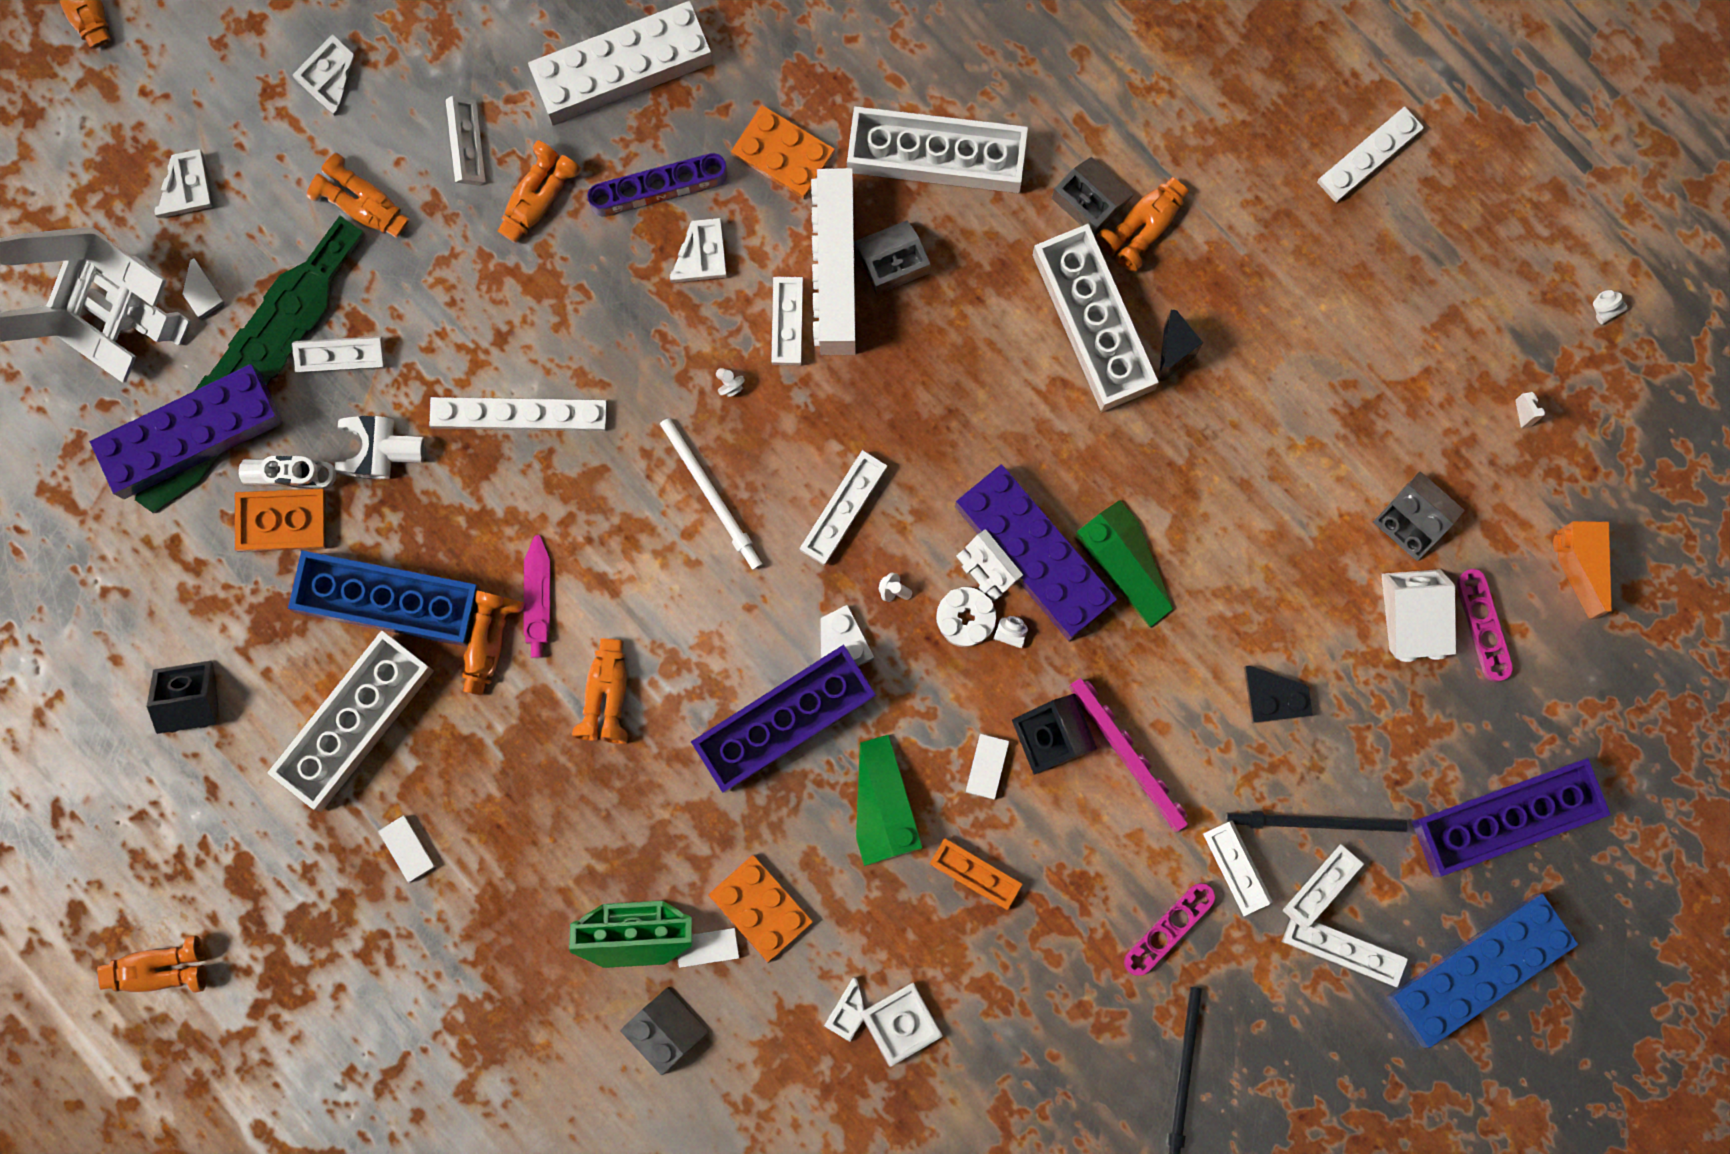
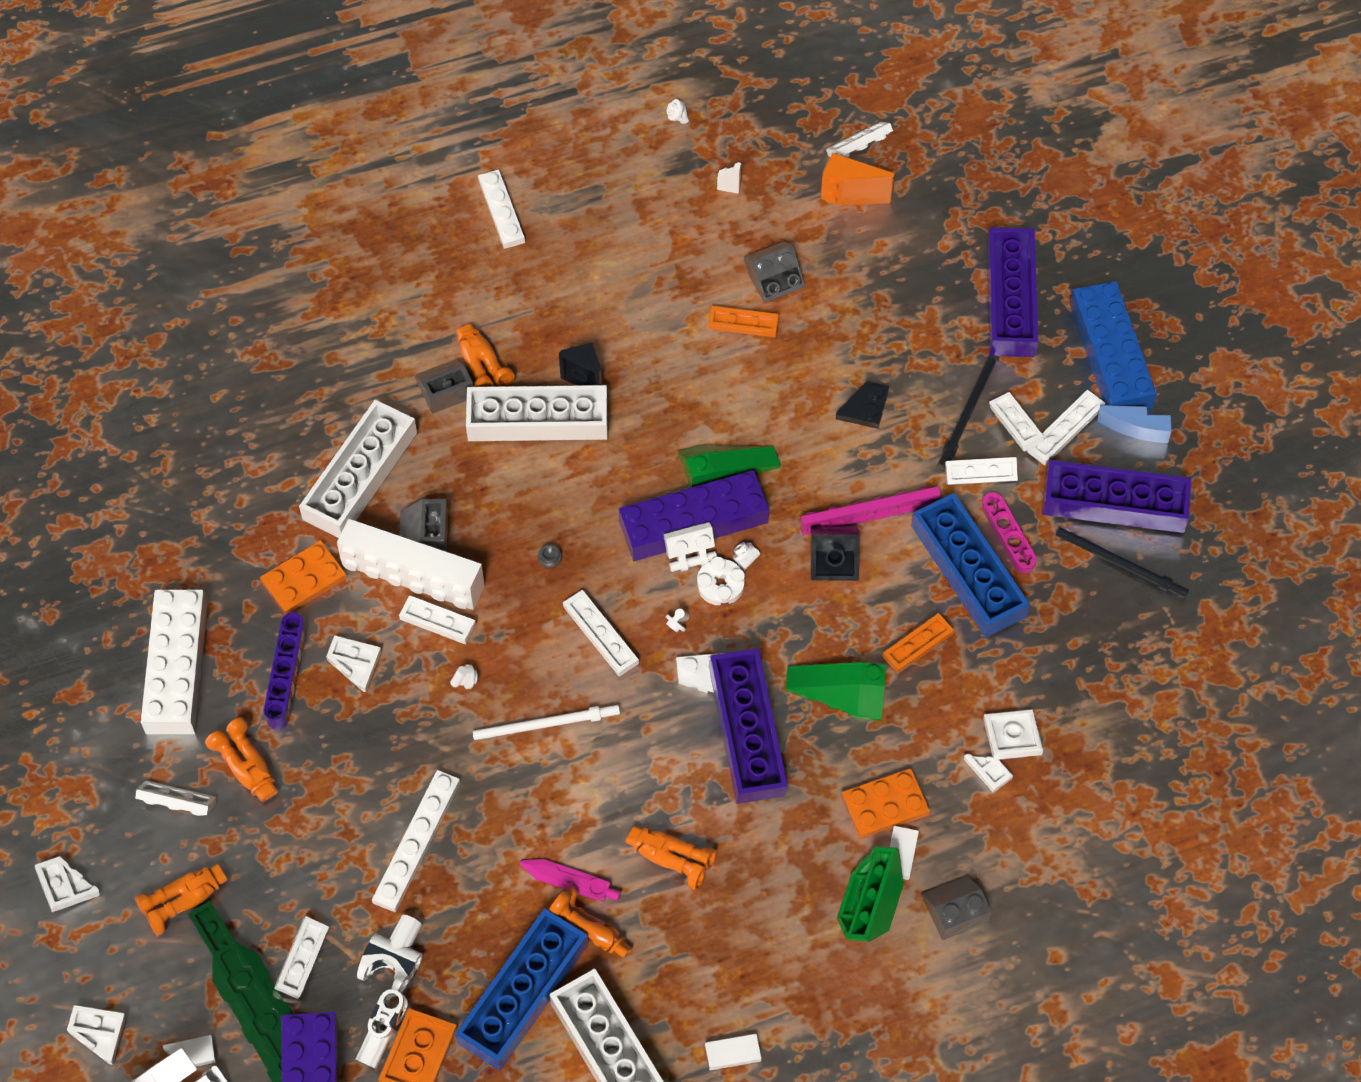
camera: 70 degrees left, 20 degrees down
(918, 411) = (549, 556): none -> flat silver plate
(987, 766) = (839, 608): white tile -> none
(1099, 898) = (970, 565): none -> blue brick
(1266, 1045) = (1117, 496): none -> dark purple brick
(1330, 506) = (743, 321): none -> orange plate
(1385, 1035) = (1136, 423): none -> medium blue slope
(1420, 614) = (845, 293): white slope -> none
(1489, 624) = (868, 266): dark pink beam -> none
(1663, 546) = (860, 140): none -> white plate

